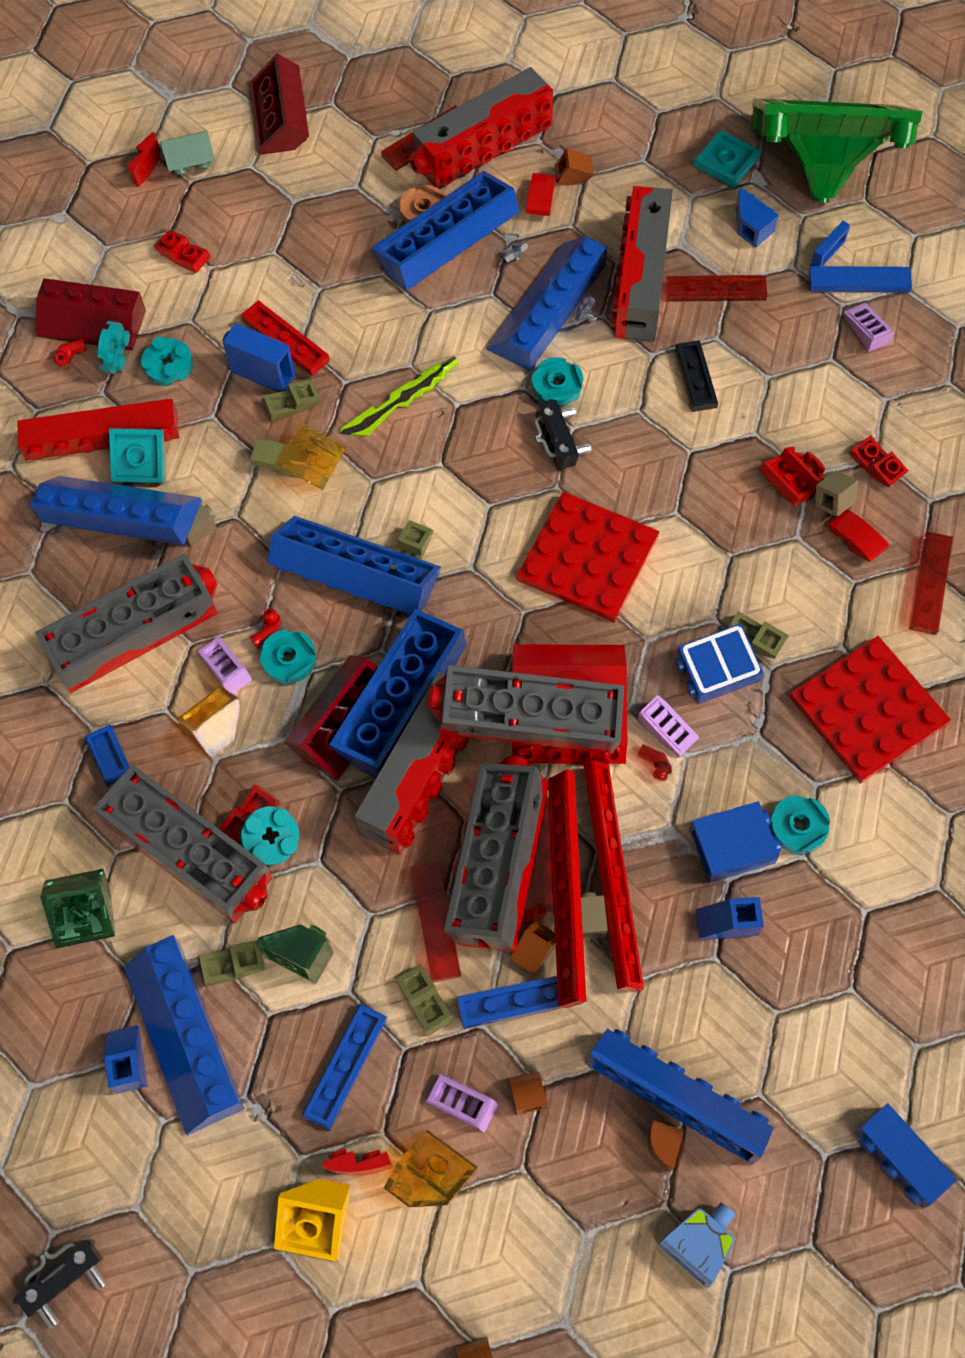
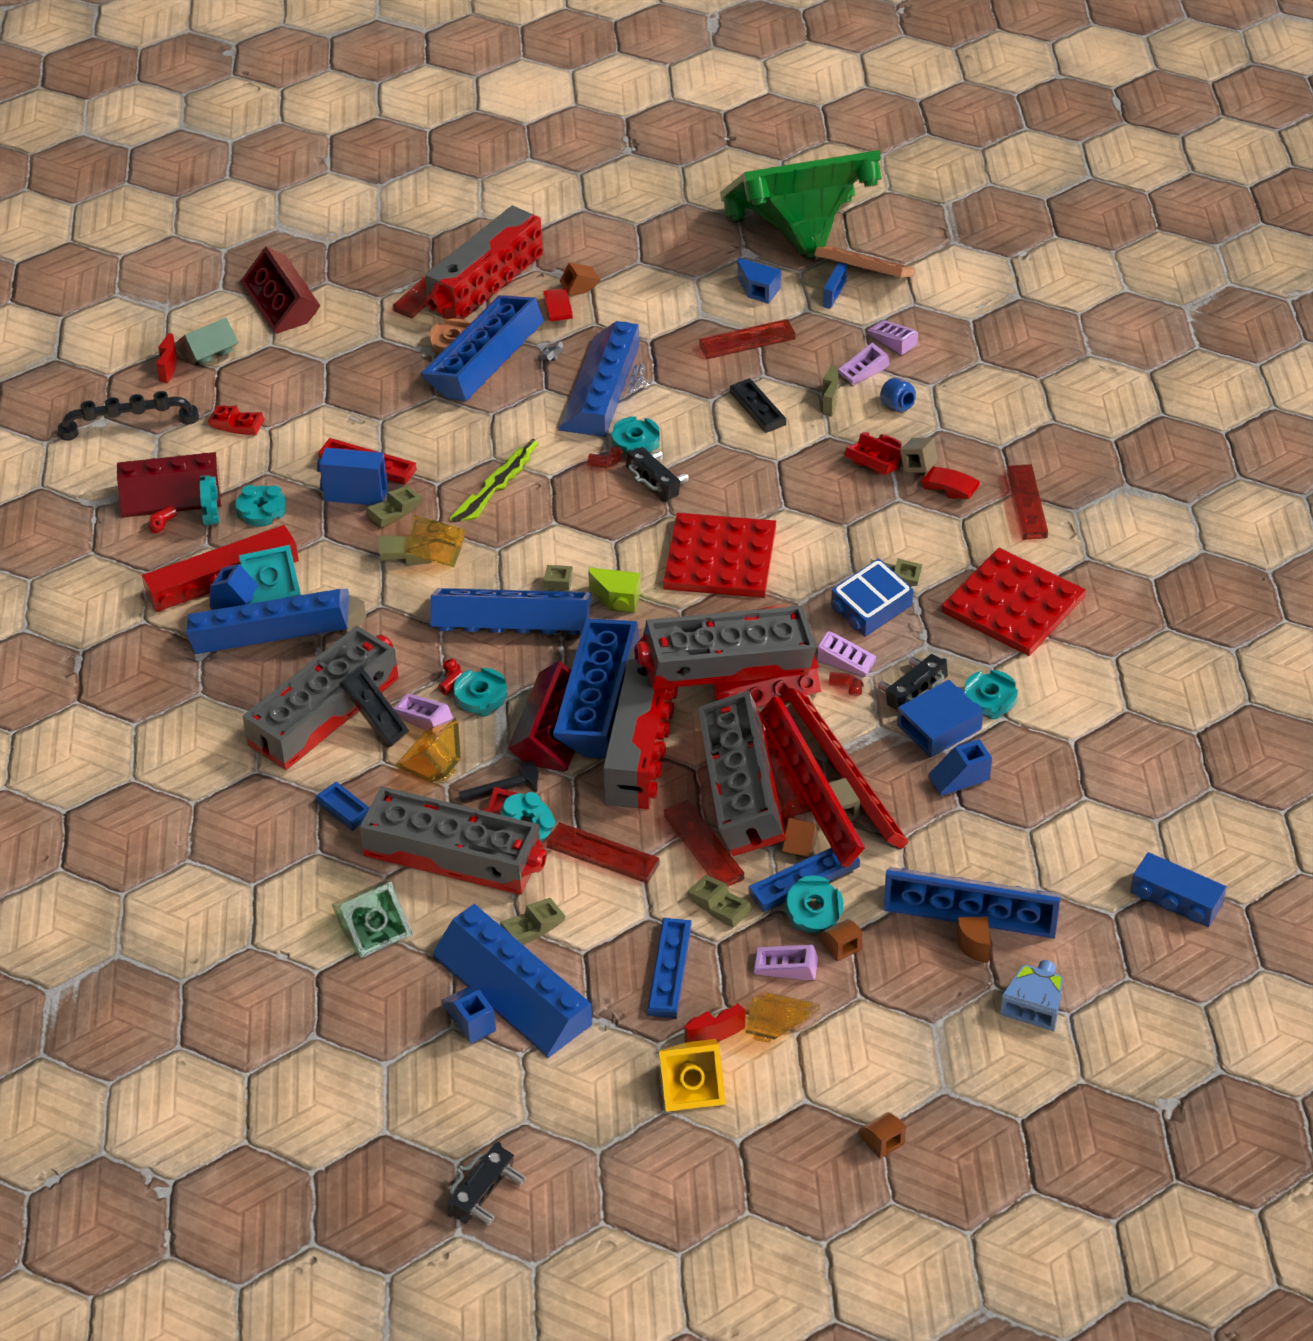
camera: 20 degrees left, 20 degrees down
(26, 219) = (137, 405): none -> black bar
(92, 464) = (231, 588): none -> blue slope
(170, 653) = (374, 706): none -> black tile
(297, 777) = (528, 776): none -> black piece
(298, 950) = (590, 887): clear green slope -> none
(333, 897) = (603, 852): none -> clear red tile
(467, 571) = (615, 588): none -> lime slope
(518, 404) = (606, 461): none -> clear red arm
(523, 1060) = (805, 918): none -> teal plate
(641, 264) = (675, 331): dark grey piece -> none
(720, 790) = (917, 681): none -> black piece
(727, 158) = (715, 242): teal plate -> none
(775, 381) = (830, 391): none -> olive slope
(828, 345) = (871, 352): none -> lavender slope
(843, 406) = (898, 394): none -> blue head
(859, 279) = (871, 304): blue tile -> none
(871, 225) = (864, 261): none -> nougat tile
(875, 461) = (951, 431): red slope -> none

